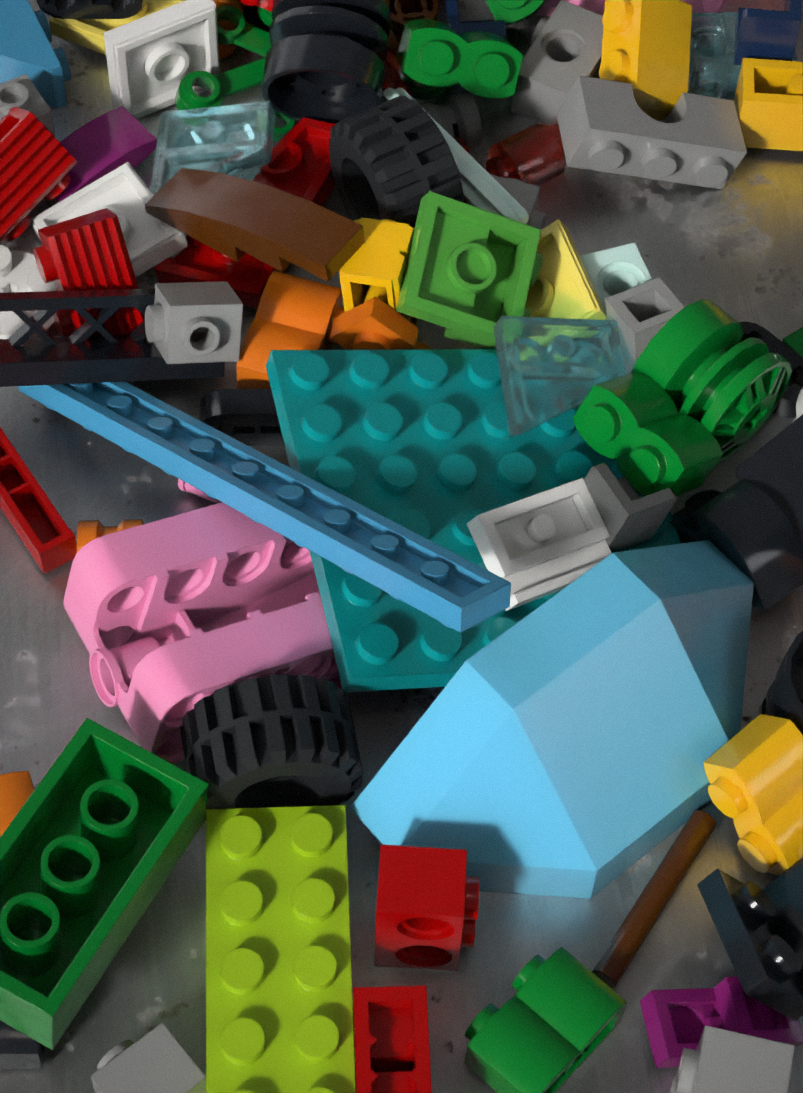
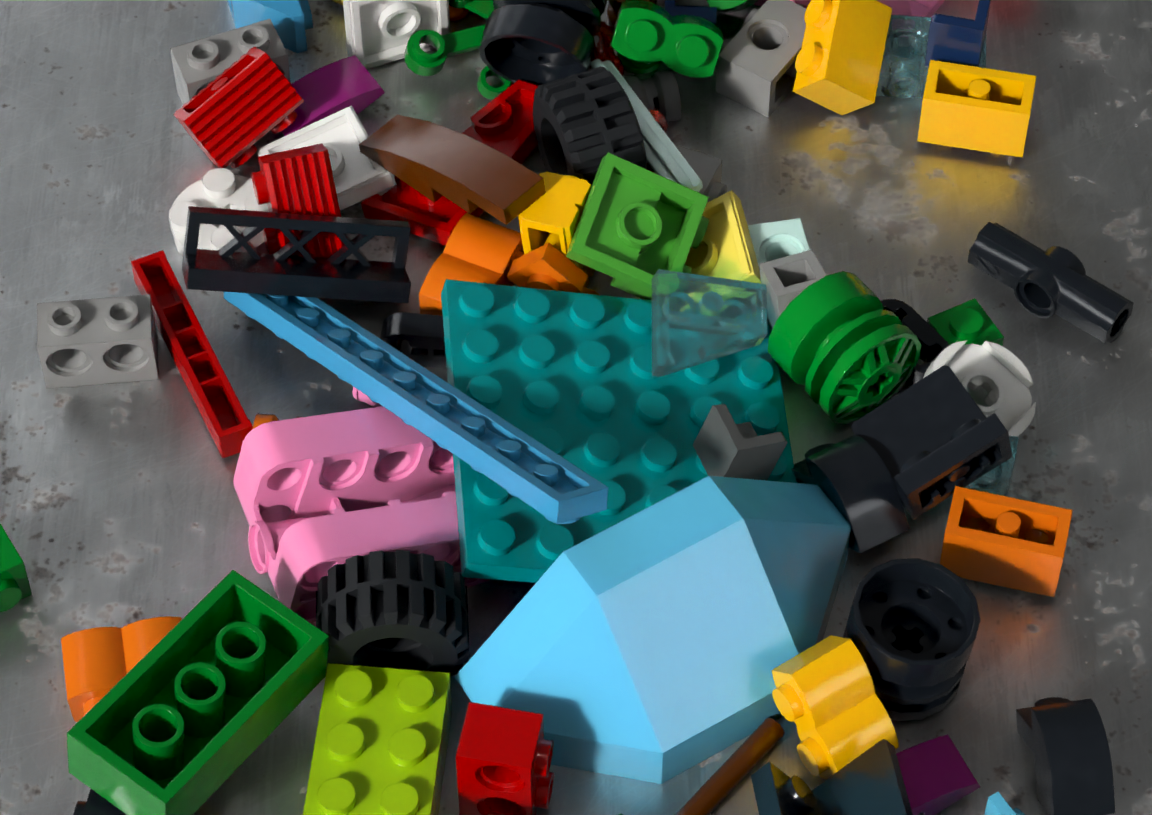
camera: 10 degrees right, 5 degrees down
(195, 322) = (385, 251): light grey brick -> none
(213, 139) = (433, 92): clear light blue wing -> none
(529, 155) = (723, 131): clear red brick -> none
(542, 540) = (656, 462): white plate -> none
(611, 134) = (797, 120): light grey arch -> none
(646, 435) = (775, 387): green brick -> none

